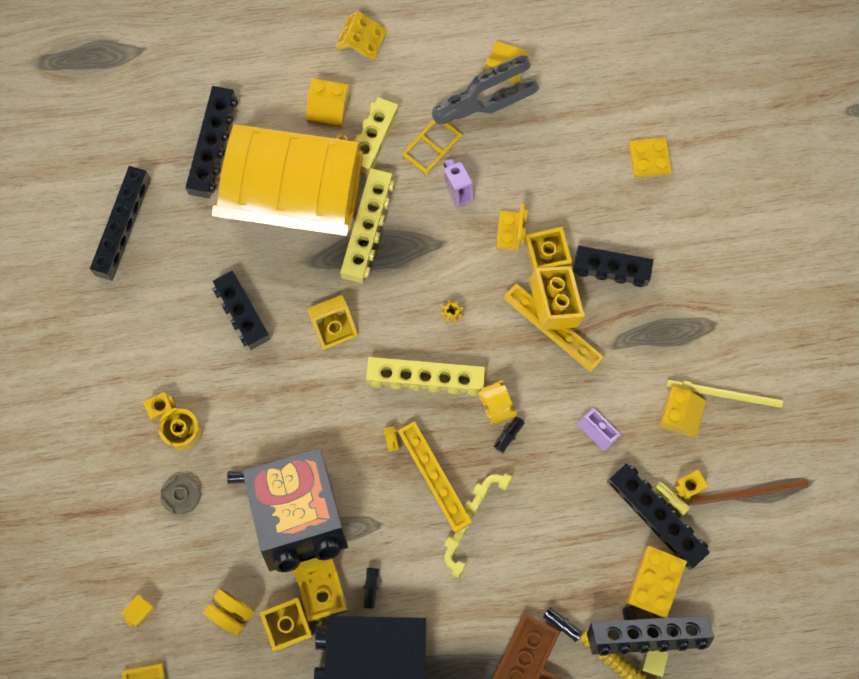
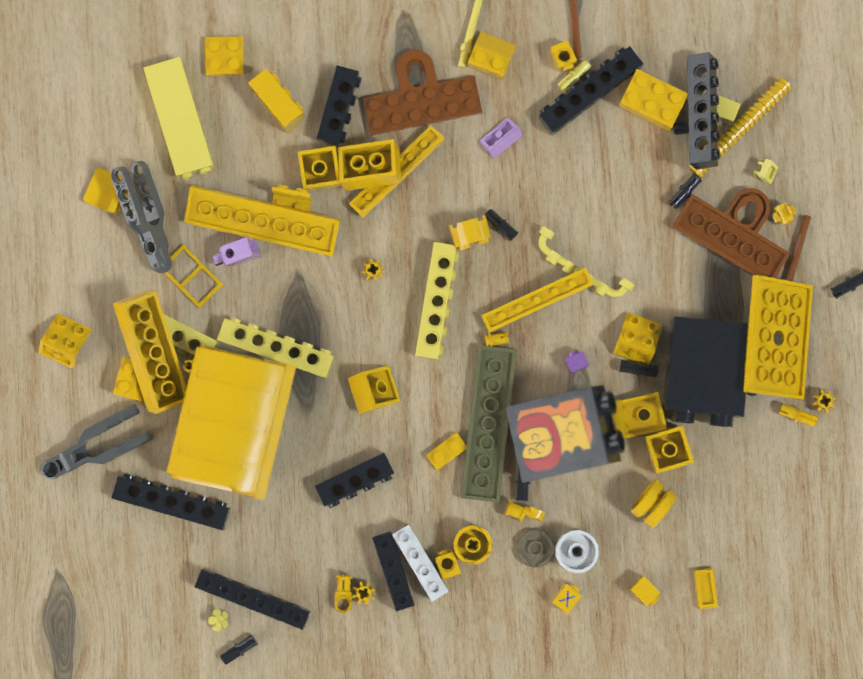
camera: 80 degrees left, 10 degrees up
(72, 215) = (238, 650): none -> black axle
(100, 194) = (218, 619): none -> light yellow plant
(129, 332) = (359, 594): none -> yellow gear
(129, 530) = (567, 597): none -> yellow brick
(130, 308) = (343, 594): none -> yellow connector
(151, 354) = (393, 571): none -> black brick
(160, 379) = (420, 563): none -> white brick
(168, 527) = (588, 551): none -> white wheel
(215, 475) = (519, 512): none -> yellow connector
(255, 57) = (78, 455): none -> dark grey piece
(274, 398) = (446, 451): none -> yellow plate
(294, 436) = (488, 424): none -> olive plate
(355, 104) = (151, 350): none -> yellow brick
(374, 521) = (576, 361): none -> medium lavender plate
(402, 585) = (638, 339): none -> yellow bracket
(491, 203) = (262, 220): none -> yellow plate
(584, 119) = (179, 118): none -> light yellow brick
(611, 205) = (277, 100): none -> yellow brick
(624, 348) = (422, 104): none -> dark orange plate

